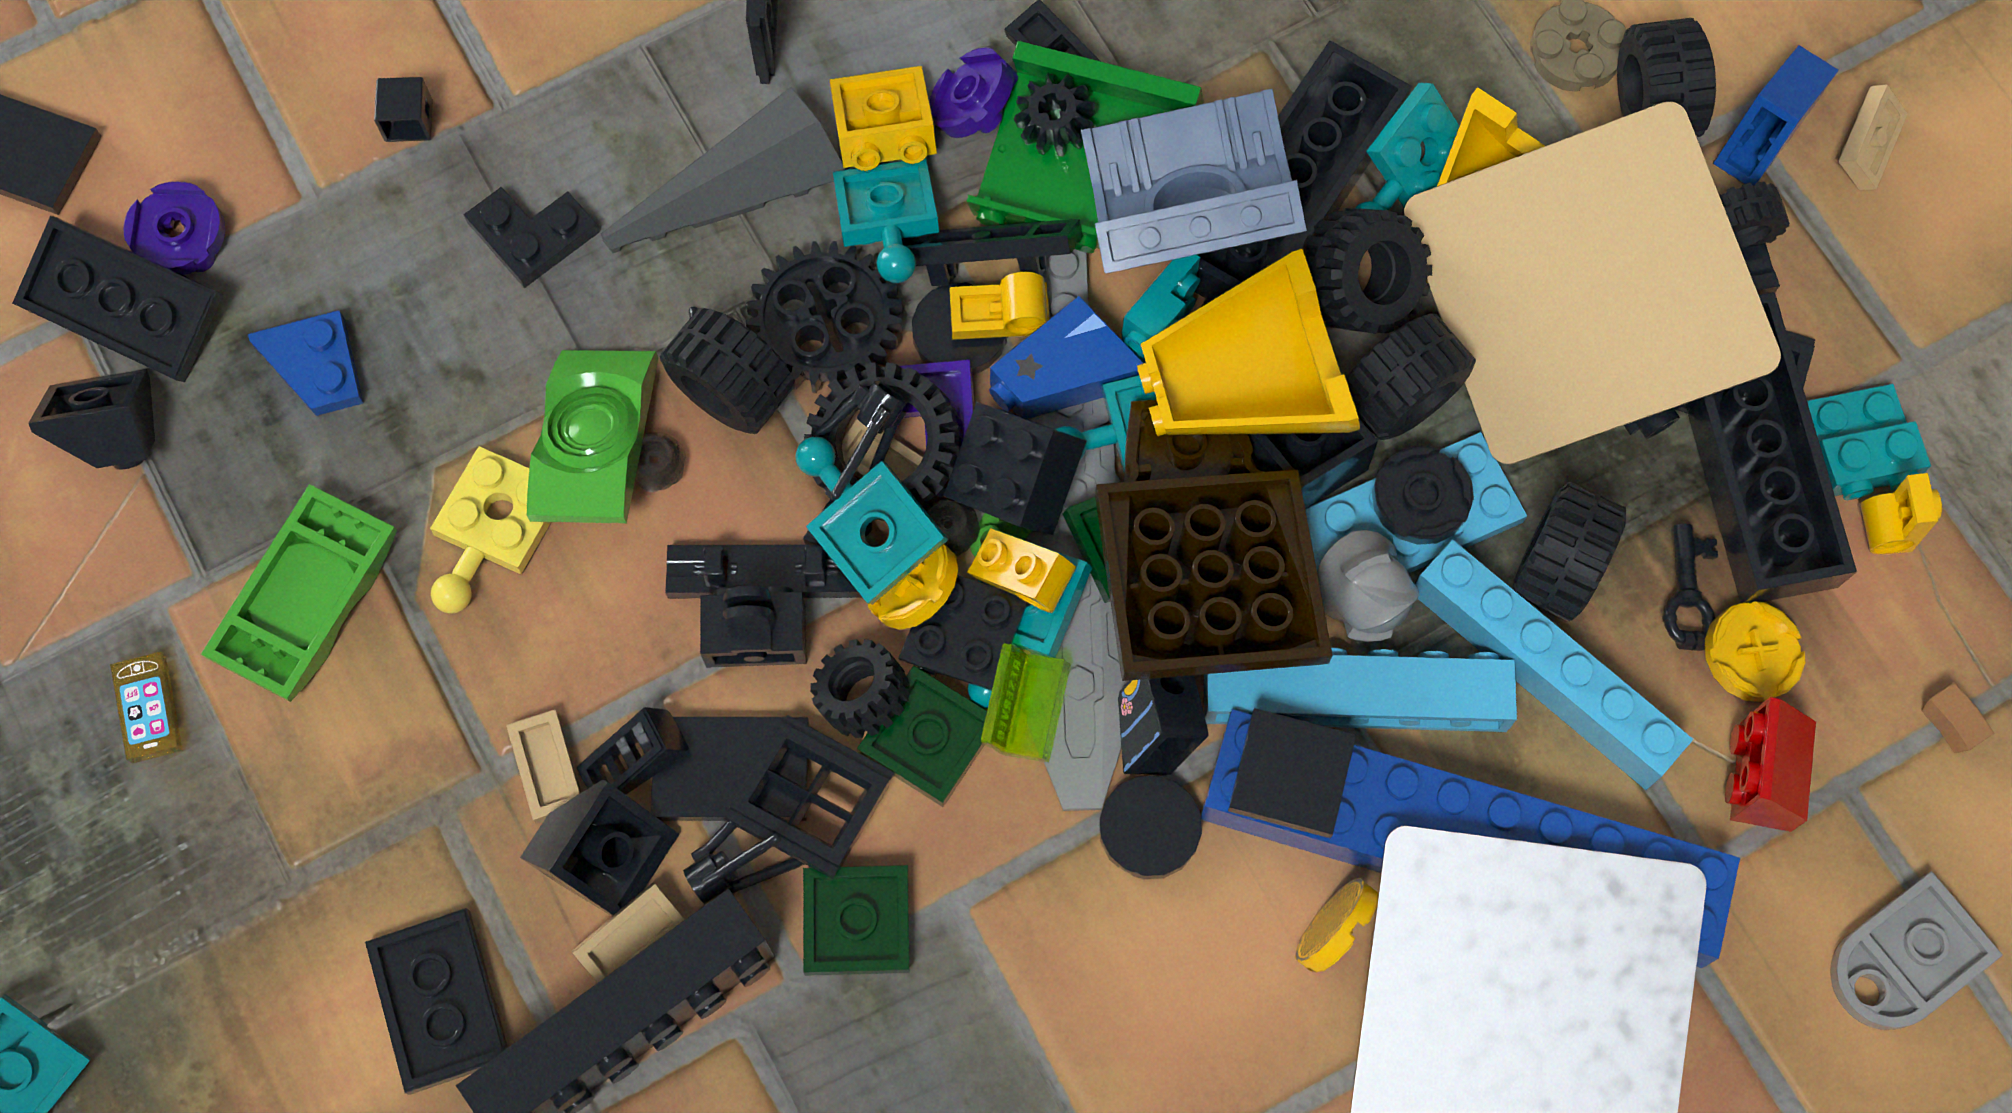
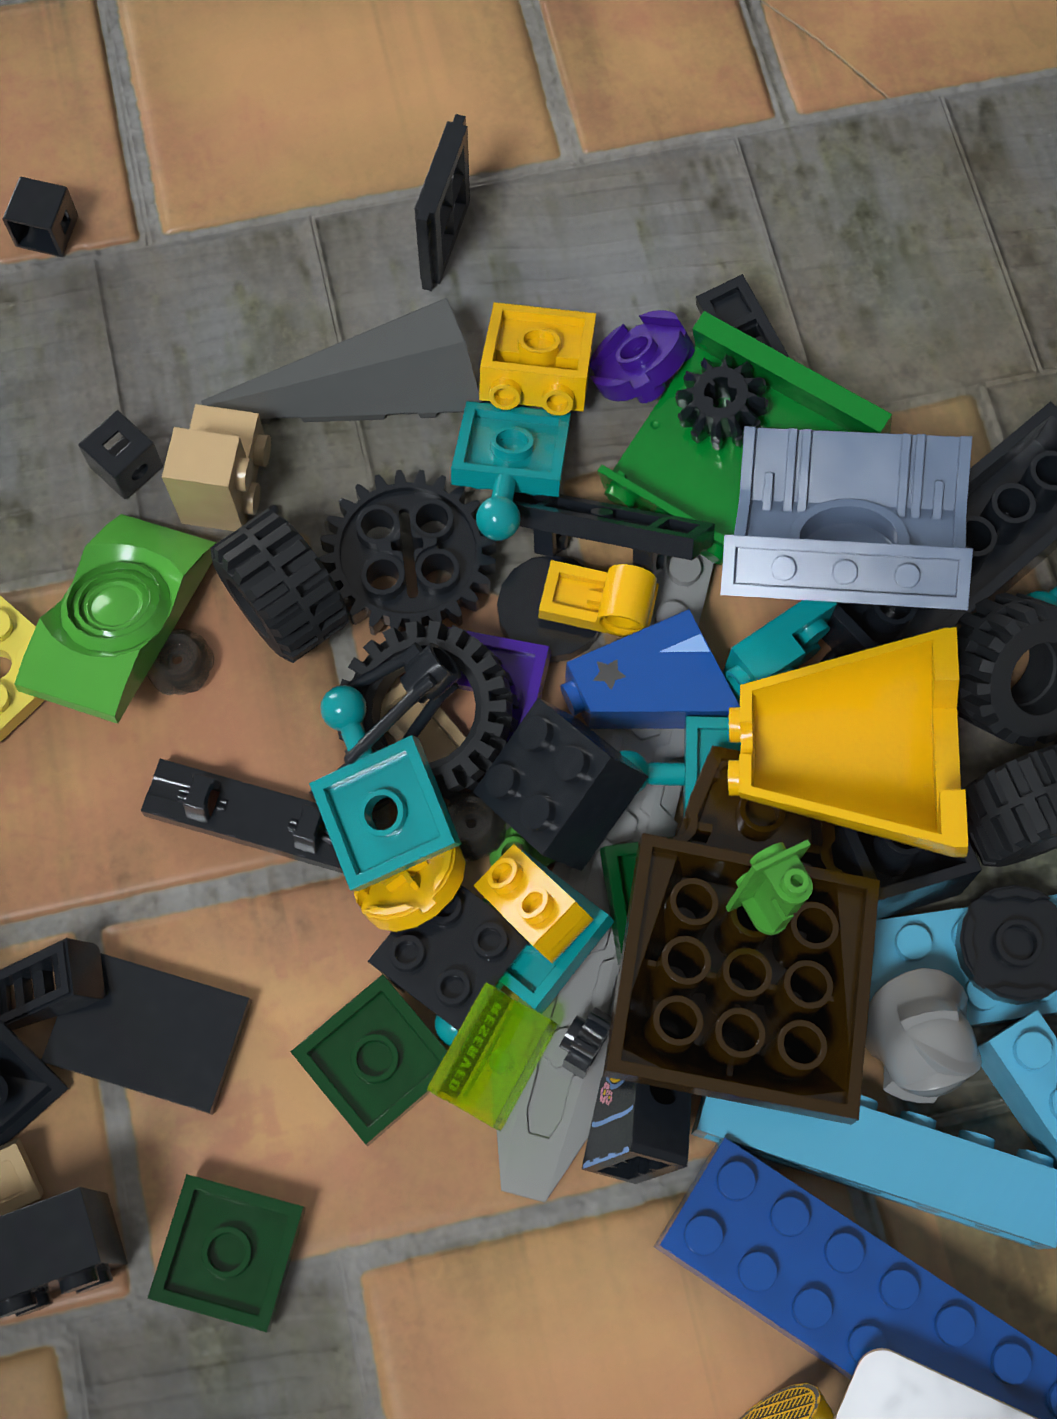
camera: 15 degrees right, 0 degrees up
(533, 244) = (135, 390): black plate -> none
(552, 302) = (128, 461): none -> black piece
(638, 287) = (216, 467): none -> tan brick
(715, 873) = (91, 1150): black plant -> none
(753, 627) = (221, 878): black brick -> none
(832, 757) = (178, 1131): black piece -> none
(876, 704) = (329, 1006): black tyre -> none
(1097, 668) = (584, 1041): none -> black plate
(1150, 827) = (594, 1241): black tile -> none
(1214, 493) = (773, 887): none -> bright green hinge
(1292, 773) = (772, 1241): black tile -> none

